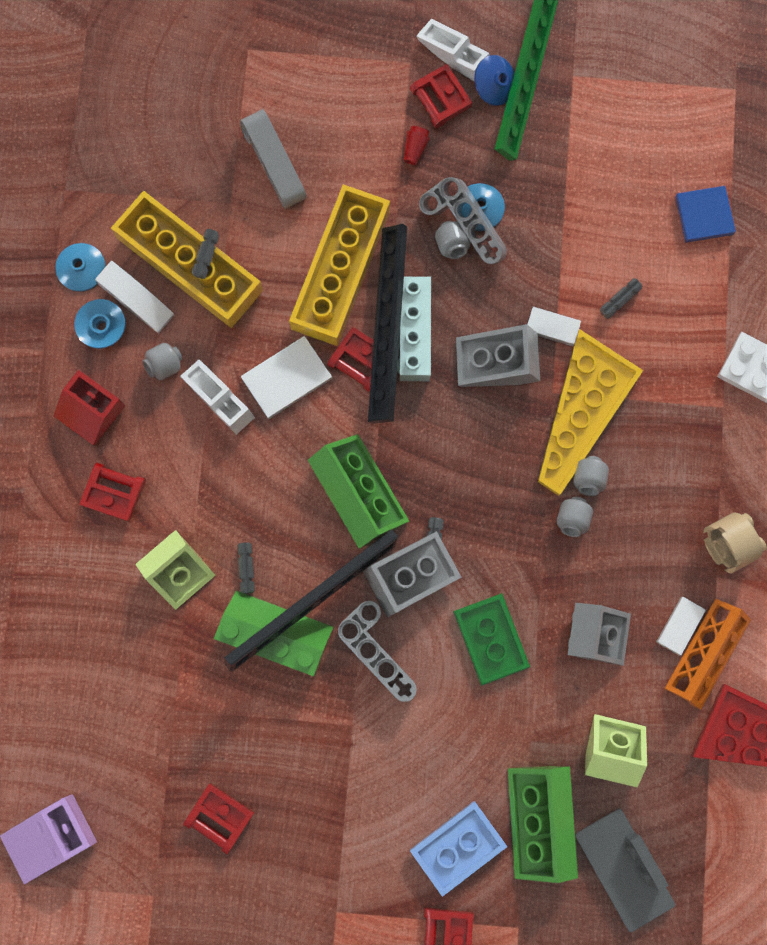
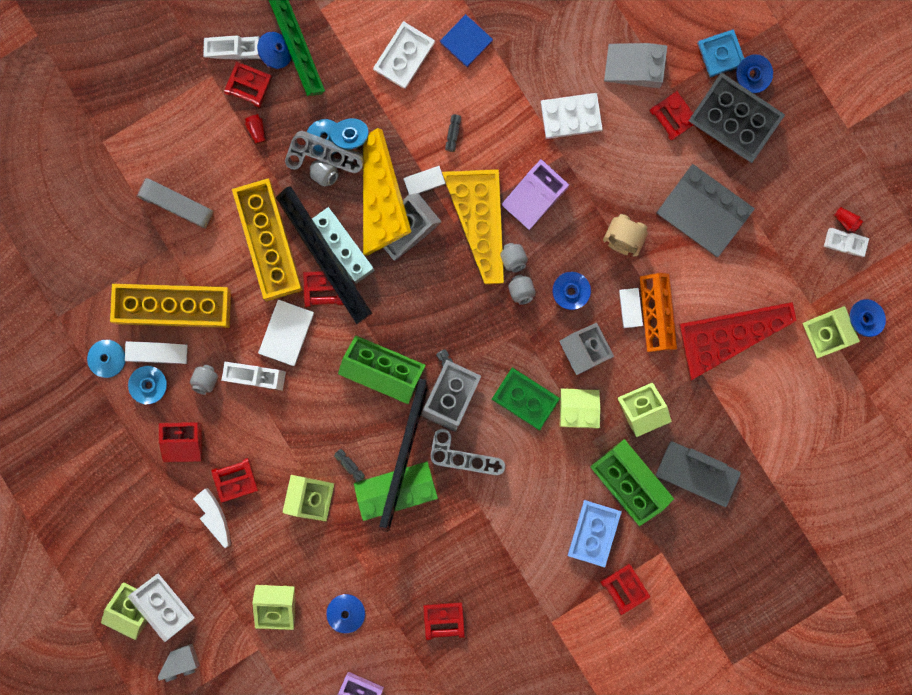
camera: 30 degrees left, 5 degrees up
(47, 660) = (274, 607): none -> yellowish green slope
(60, 514) = (214, 517): none -> white slope
(132, 724) = (352, 606): none -> blue dish
(205, 253) = (181, 295): dark grey axle -> none
(491, 316) = (382, 202): none -> yellow wing
(510, 219) = (349, 133): none -> dark azure dish
(544, 695) = (579, 408): none -> yellowish green slope
(627, 181) = (404, 55): none -> white plate
(641, 556) = (578, 283): none -> blue dish
(665, 425) = (535, 194): none -> lavender slope

